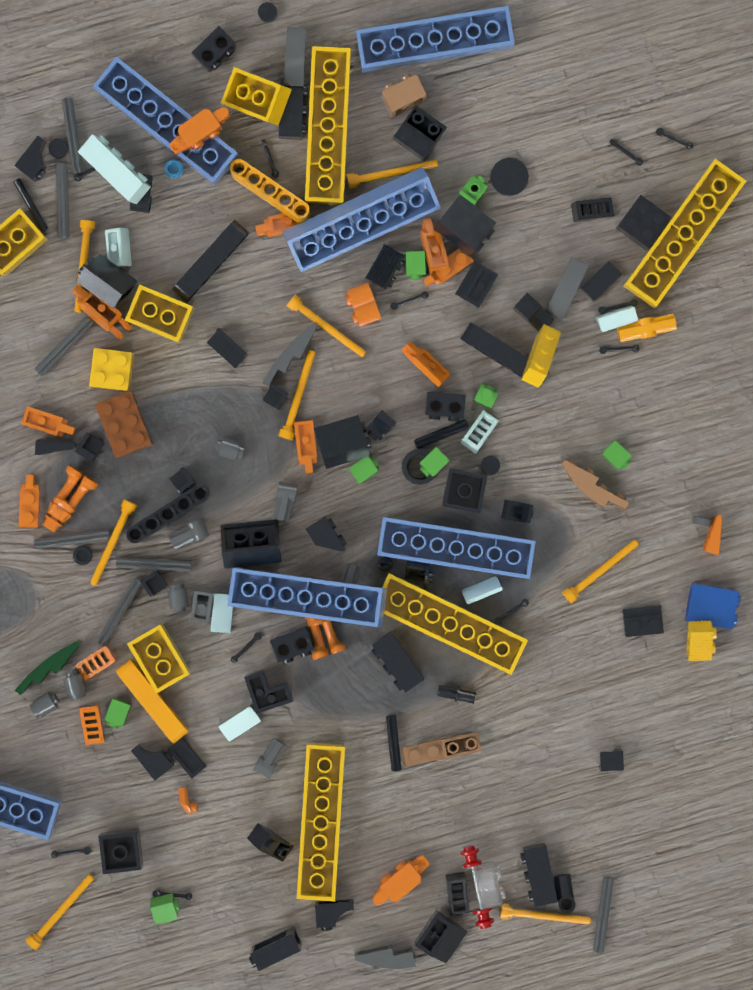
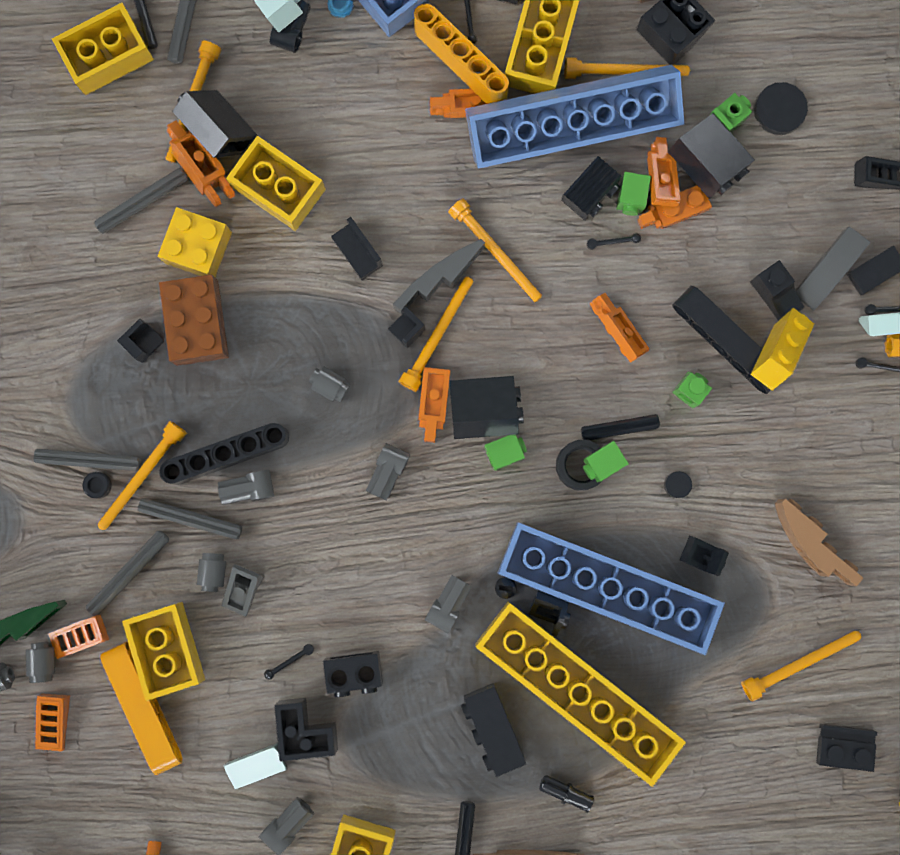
camera: 15 degrees right, 5 degrees down
(29, 503) = (42, 398): orange hinge -> none
(45, 447) = (85, 328): black slope -> none
(46, 422) = (92, 295): orange hinge -> none
(60, 509) = (82, 415): orange piece -> none
(117, 712) = (90, 713): bright green brick -> none
(118, 246) = (245, 88): light aqua slope -> none
(153, 583) = (182, 544): black panel -> none
(154, 762) = (122, 795): black arch -> none
(182, 480) = (255, 413): black panel -> none
(187, 757) = (171, 798): black tile -> none
(210, 261) = (361, 131): black beam -> none
(221, 614) = (266, 606): light aqua slope -> none
(250, 543) = (327, 520): black slope -> none
(307, 597) = (389, 612): medium blue brick -> none
(320, 647) = (398, 638): orange piece -> none
(324, 535) = (431, 530): black slope -> none
(363, 305) = (552, 232): orange brick -> none
(380, 426) = (542, 396): black arch -> none
(445, 400) = (635, 383): black brick -> none
(464, 490) = (637, 511): black brick -> none
(469, 444) = (660, 448): light aqua slope -> none
(476, 284) = (709, 238): black plate -> none
(481, 590) = (631, 654): light aqua slope -> none
(498, 620) = (645, 701): black hinge -> none
(617, 455) = (855, 509): bright green brick -> none

